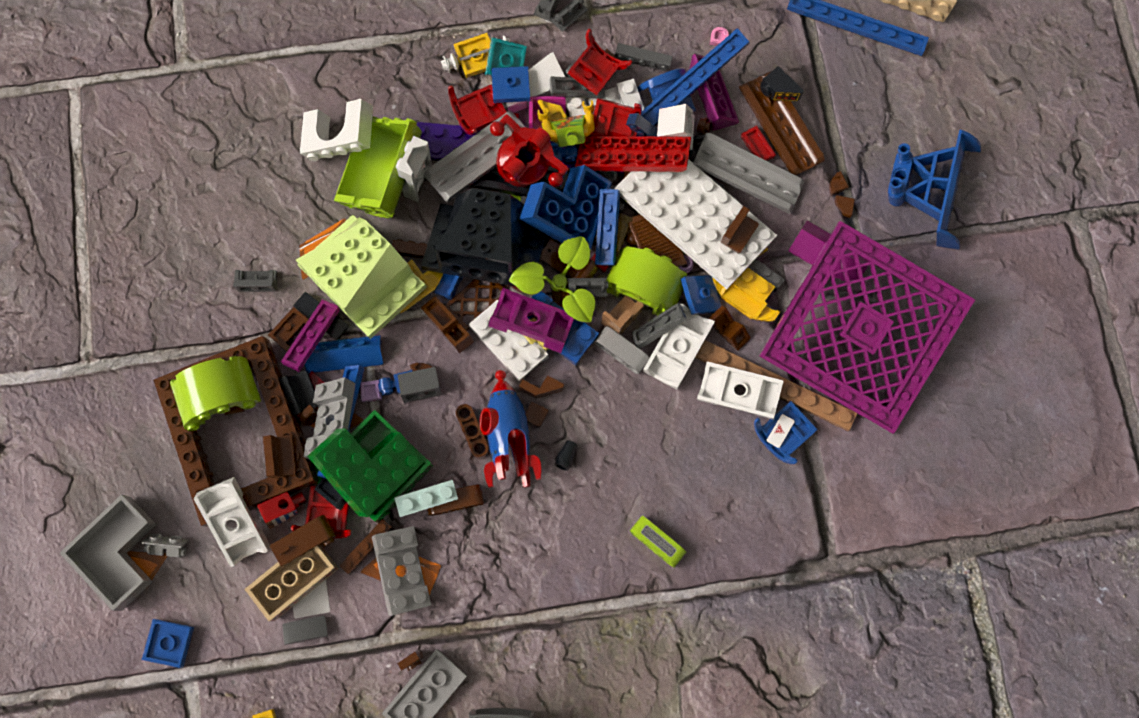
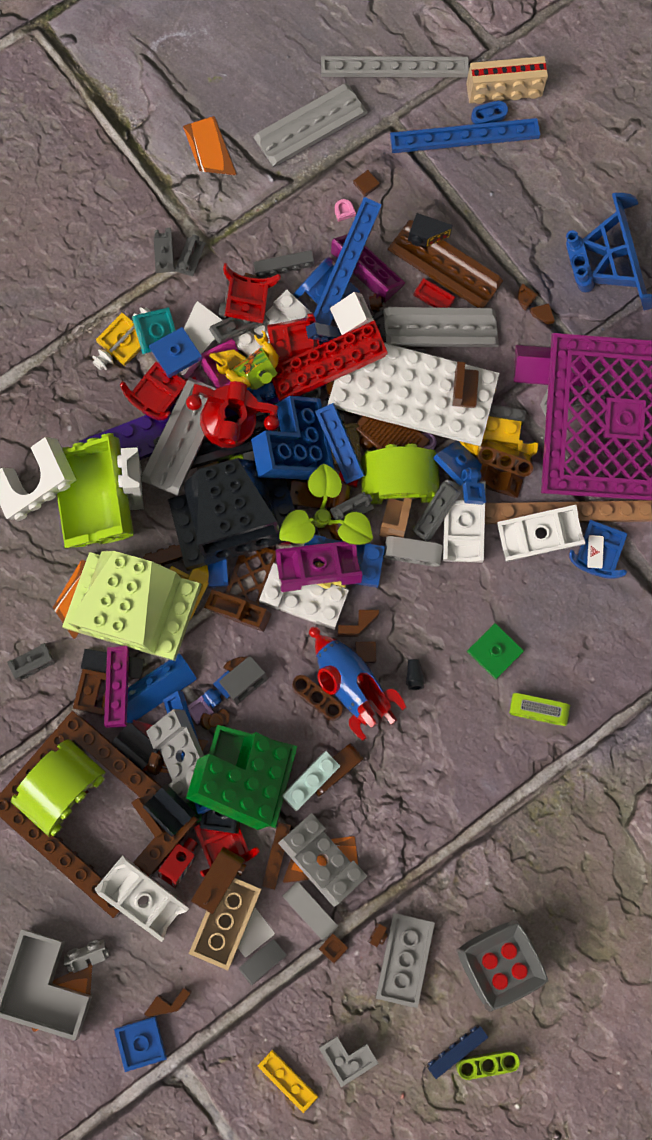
camera: 30 degrees left, 0 degrees up
(203, 621) = (162, 1006): none -> reddish brown slope
(290, 459) = (169, 810): none -> black panel
(367, 609) = (310, 911): none -> light grey beam
(370, 651) = (333, 948): none -> reddish brown tile
(384, 407) = (220, 718): none -> reddish brown piece
(646, 471) = (495, 651): none -> green plate
(698, 323) = (472, 490): none -> blue plate
(745, 320) = (512, 465): none -> reddish brown beam
(750, 23) = (366, 183): none -> reddish brown tile
(888, 14) = (487, 112): none -> blue plate

